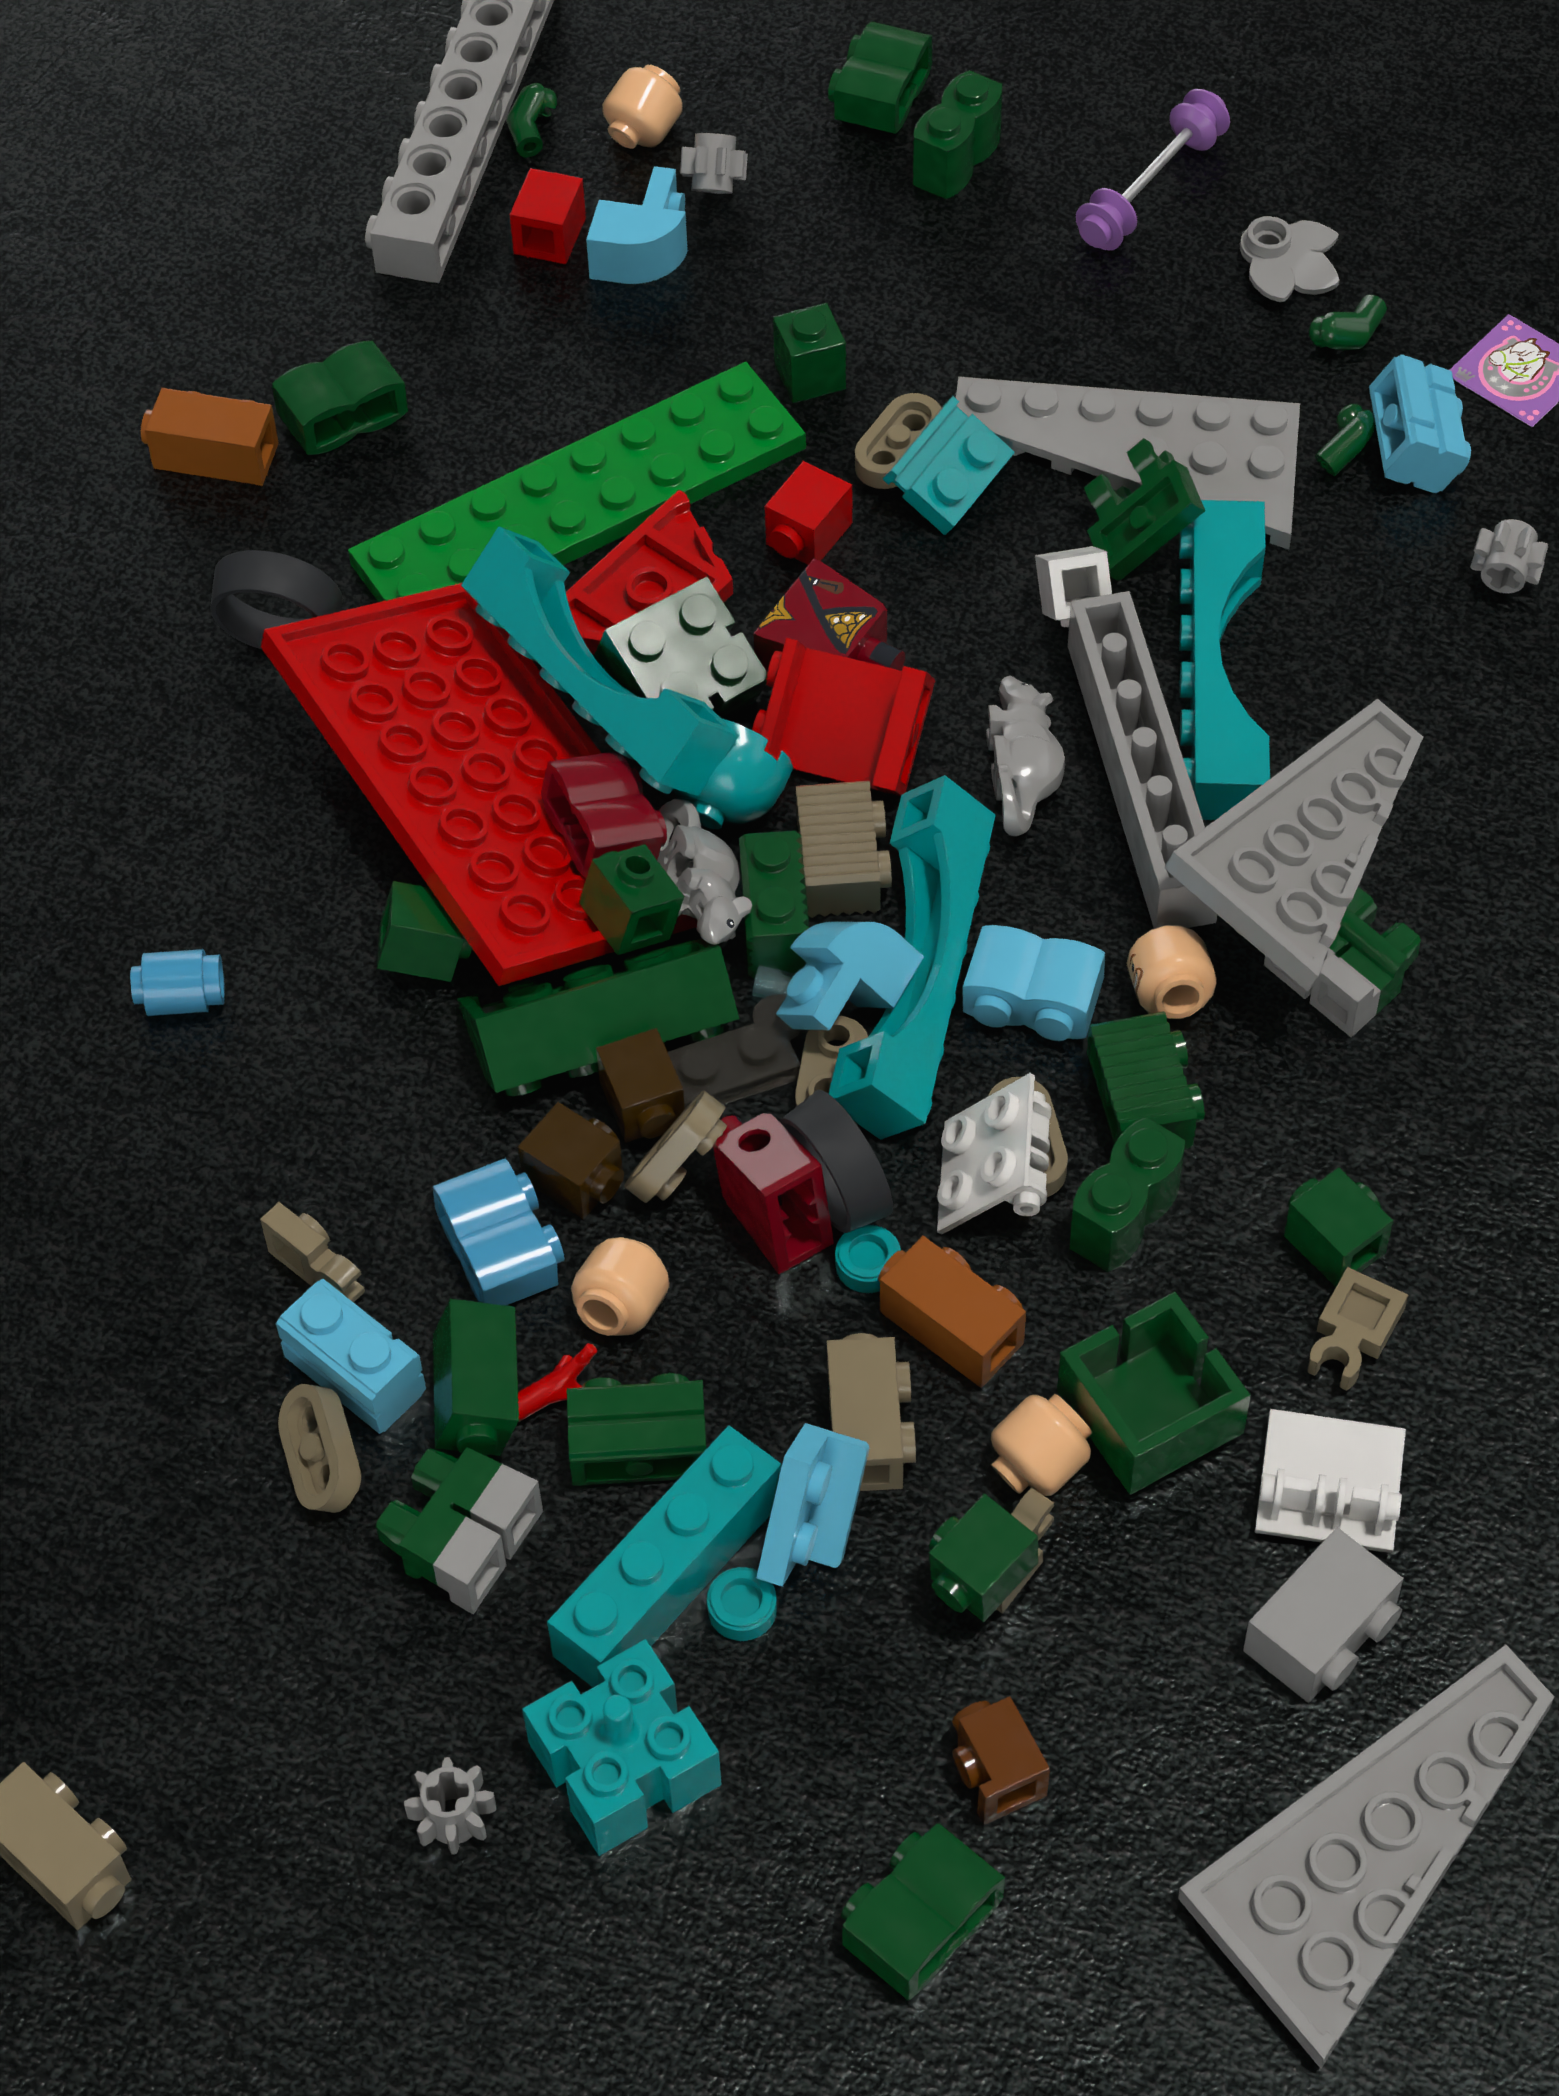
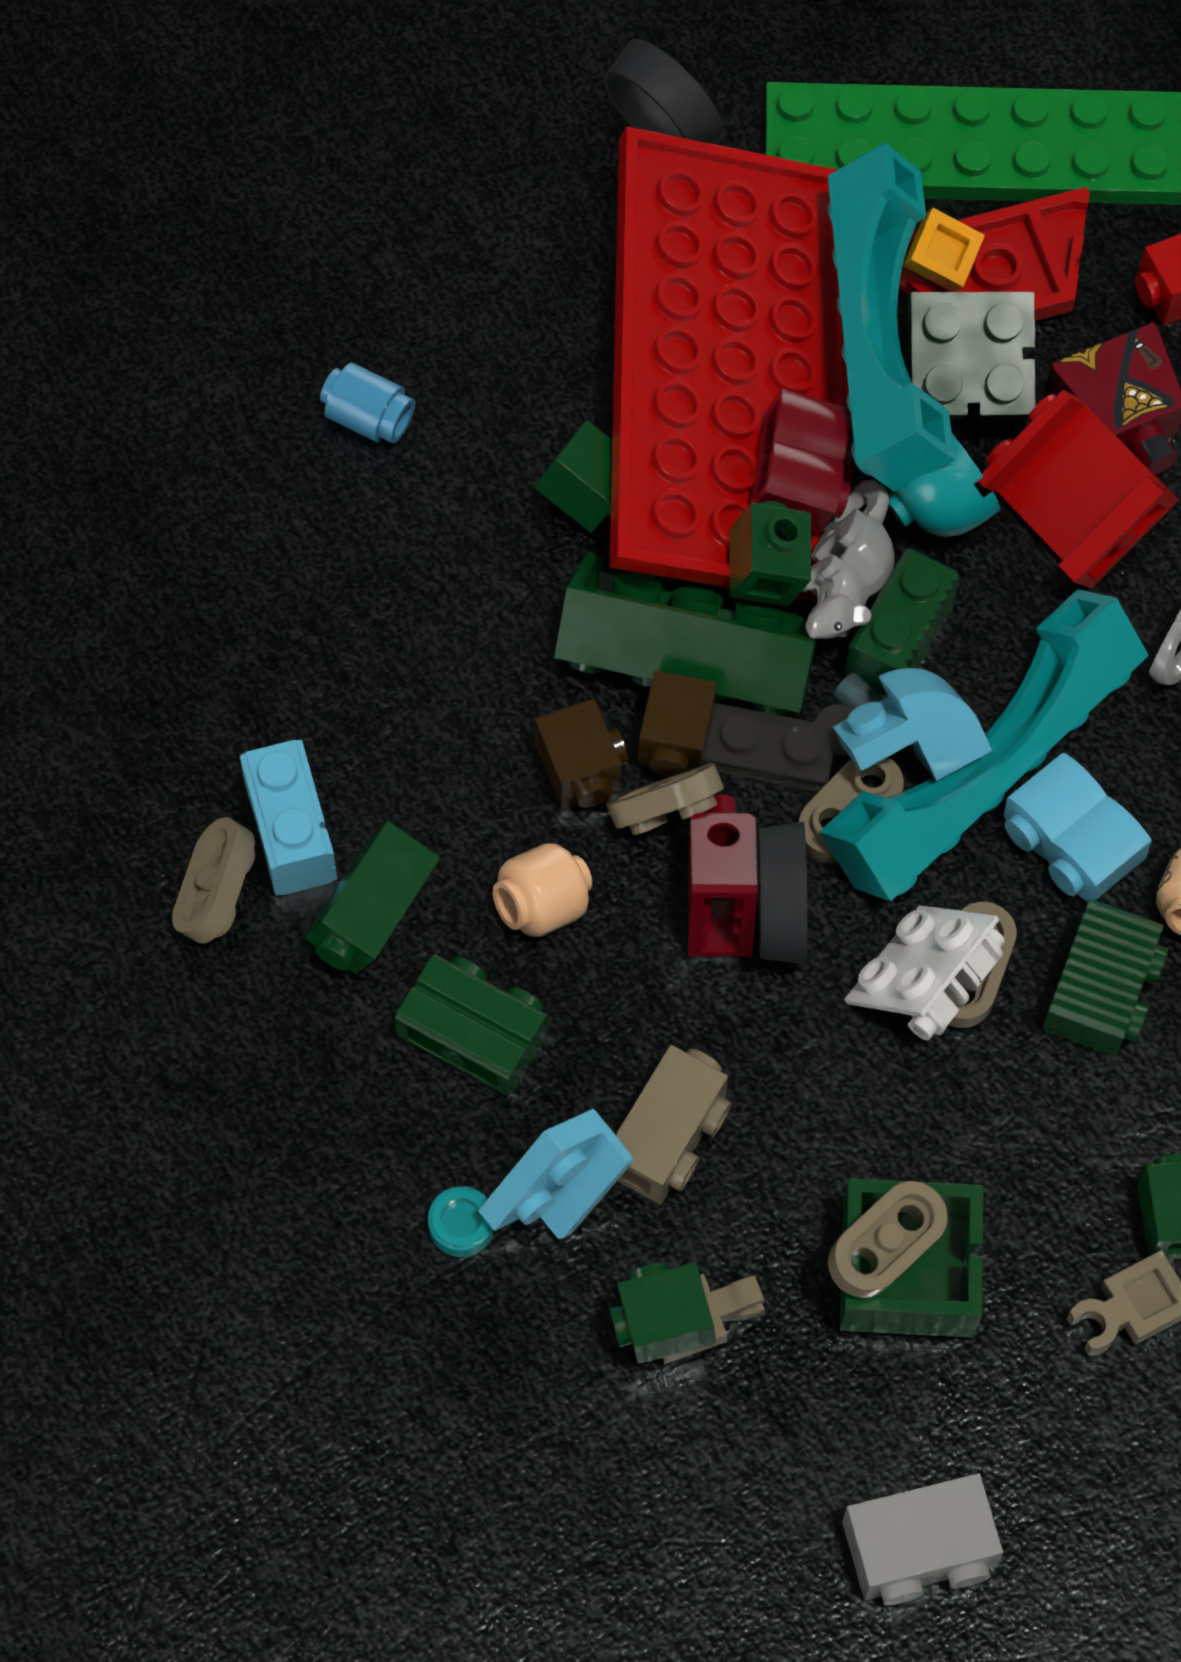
camera: 30 degrees right, 10 degrees up
(303, 1248) = (315, 697): dark tan plate -> none
(444, 1785) = (122, 1261): light grey gear -> none
(468, 1526) = (305, 996): hips -> none
(497, 1234) = (475, 783): dark azure brick -> none
(554, 1385) = (433, 941): red bar -> none
(600, 592) = (943, 250): none -> light orange plate
(622, 1747) = (279, 1283): teal brick -> none
(667, 1556) = (416, 1148): teal brick -> none
(841, 847) = (995, 604): dark tan brick -> none
(862, 1256) = (768, 989): teal tile -> none
(921, 1910) = (422, 1568): dark green brick -> none
(952, 1309) = (800, 1078): dark orange brick -> none
(999, 1758) = (570, 1484): reddish brown brick -> none
(1040, 1445) = (789, 1242): light nougat head -> none
(1126, 1194) = (1004, 1070): dark green brick -> none
(1131, 1381) = (885, 1242): none -> dark tan plate
(1330, 1476) = (1016, 1425): white hinge -> none

